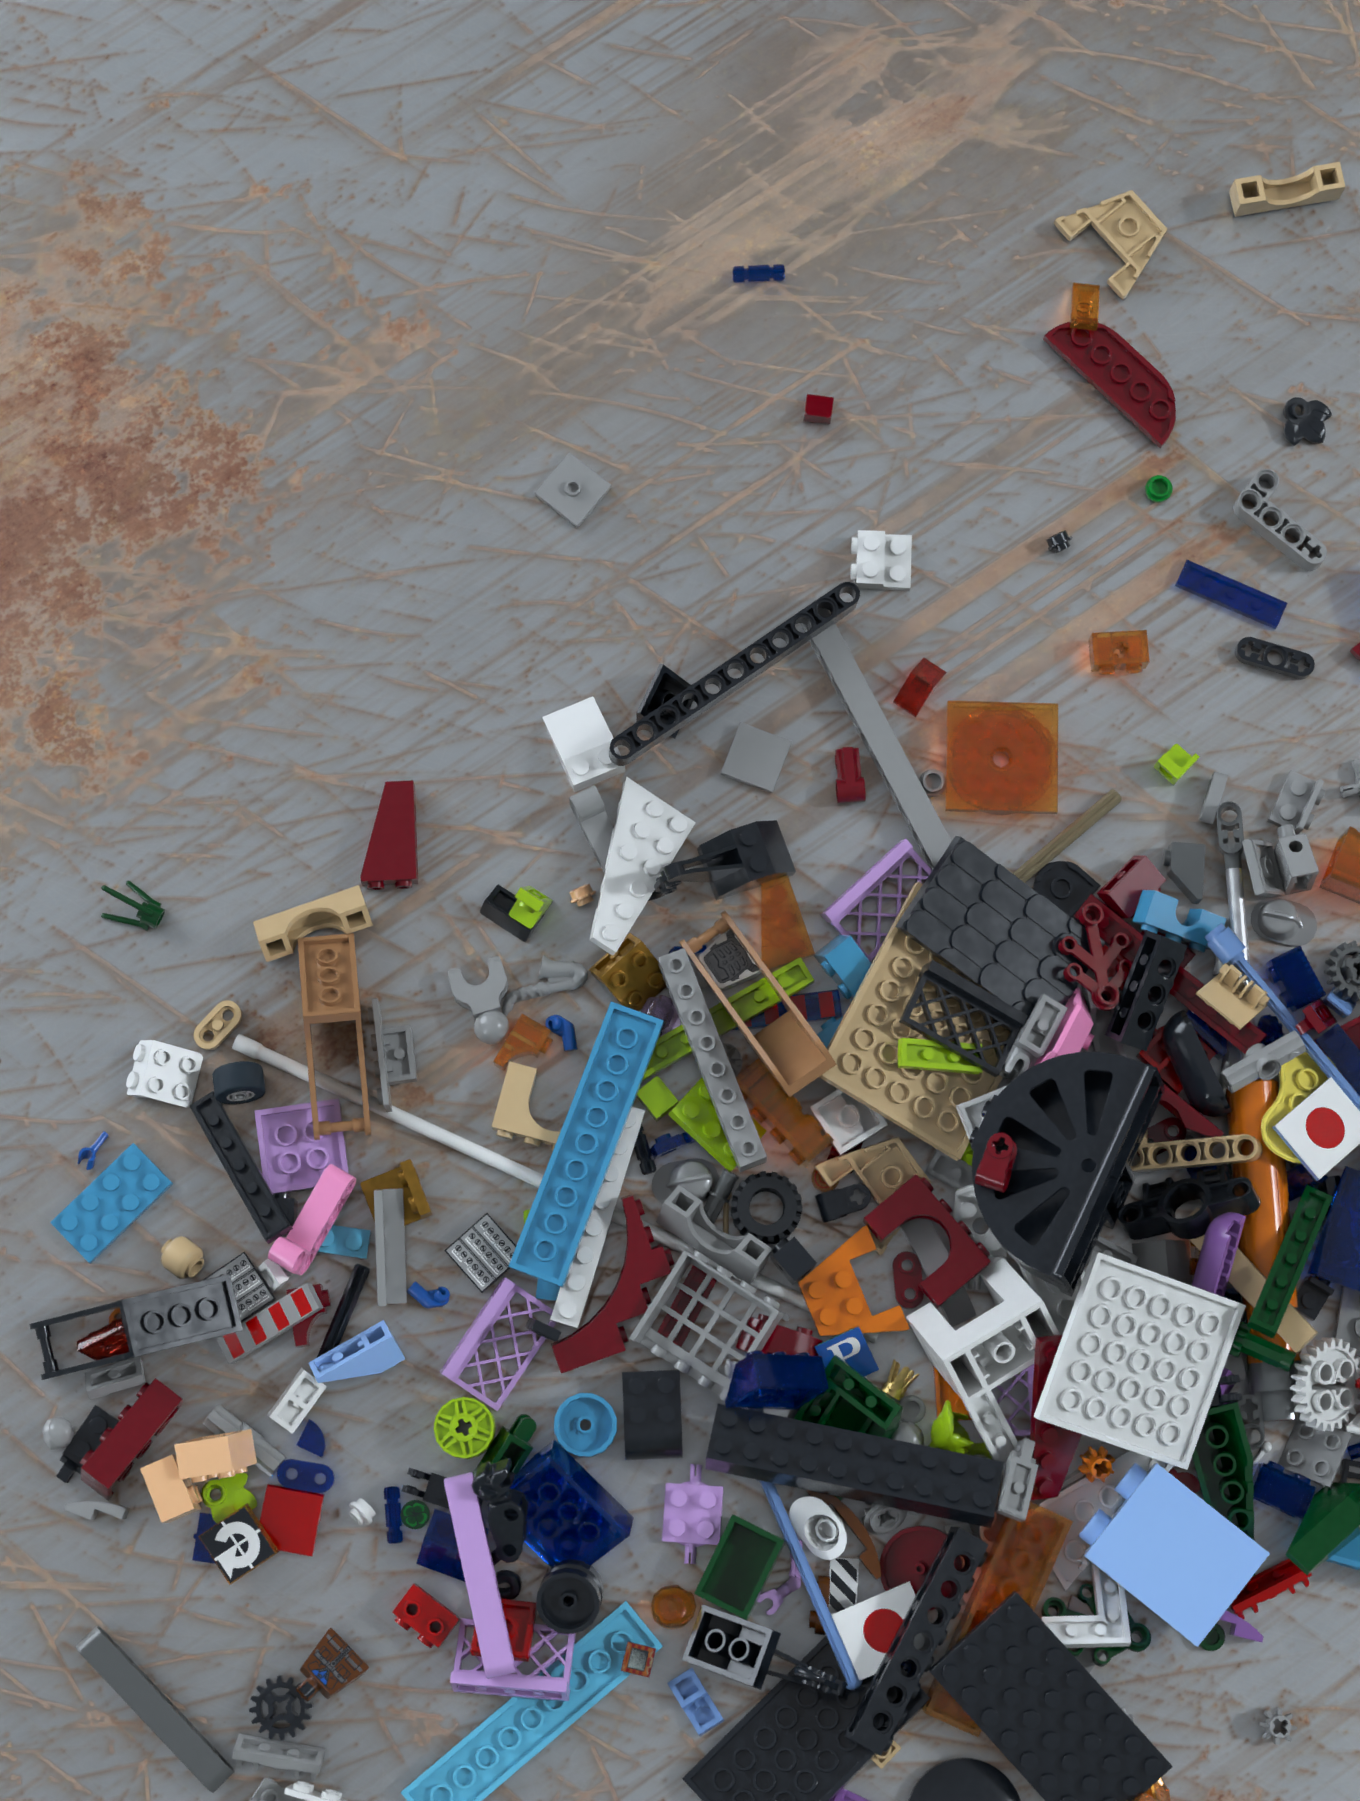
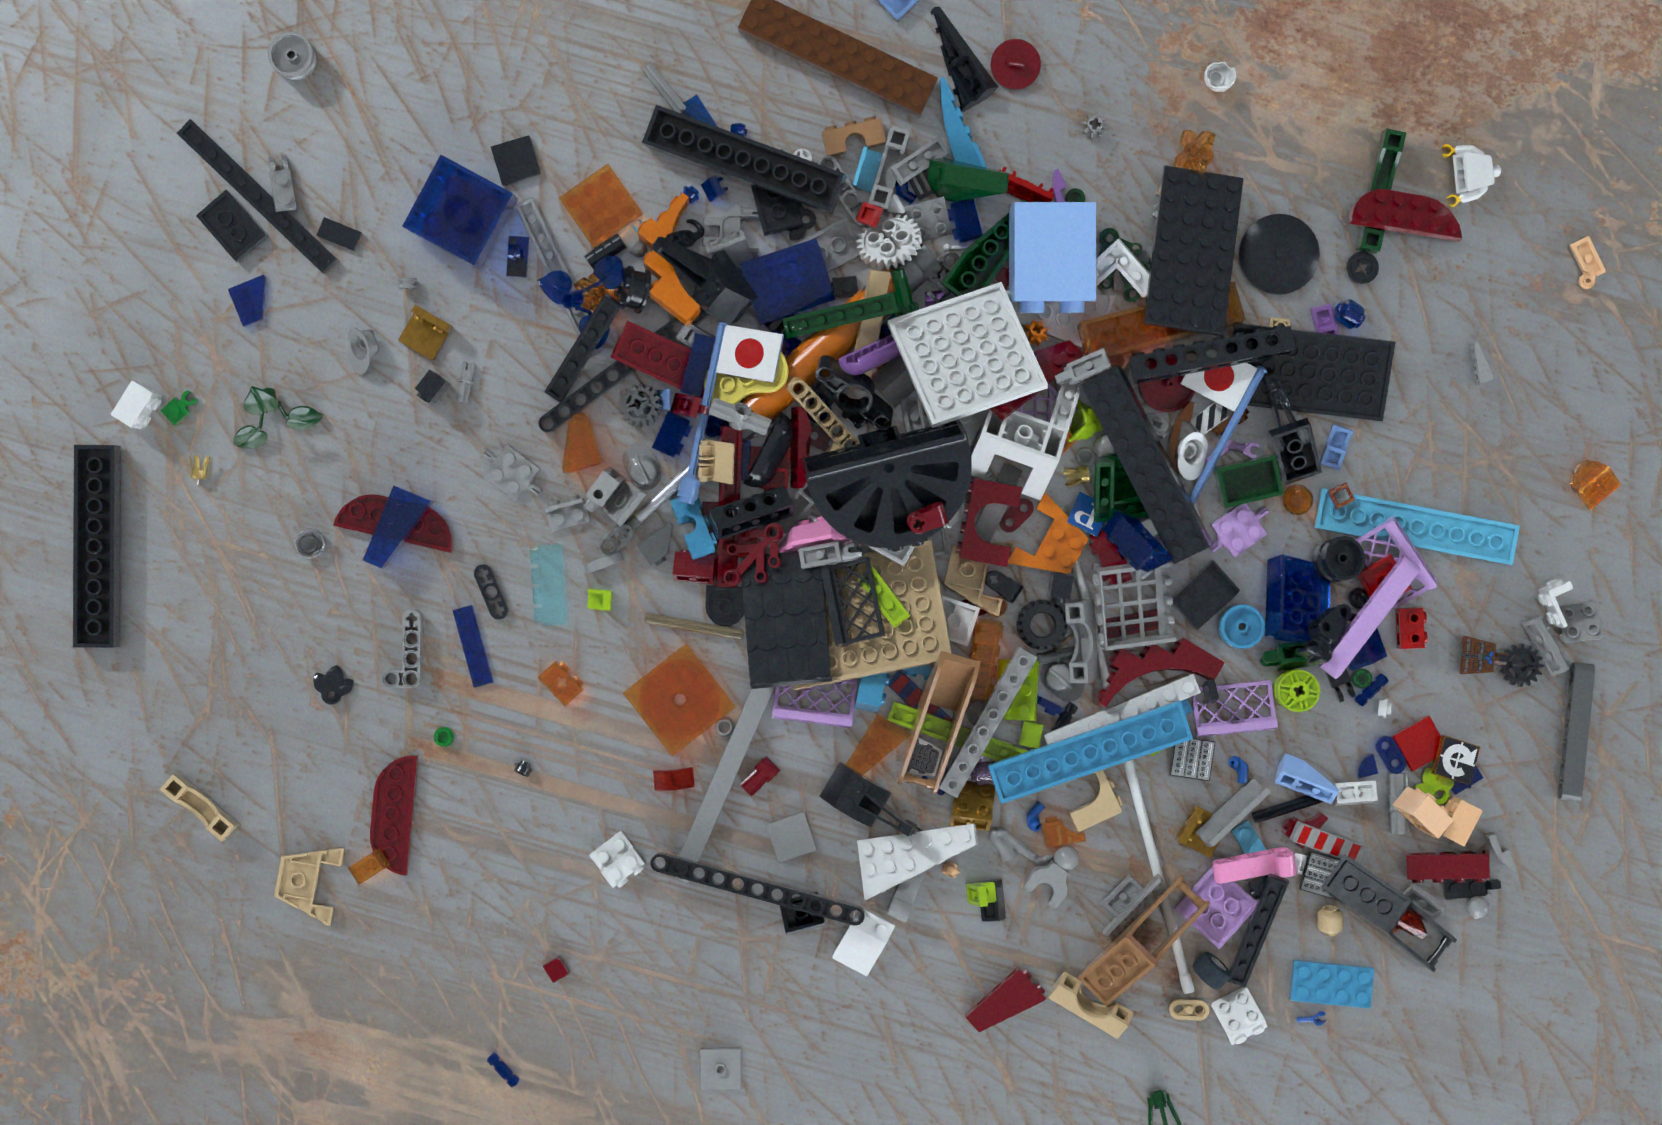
camera: 125 degrees left, 10 degrees up
(1226, 723) = (552, 588): none -> clear light blue windscreen

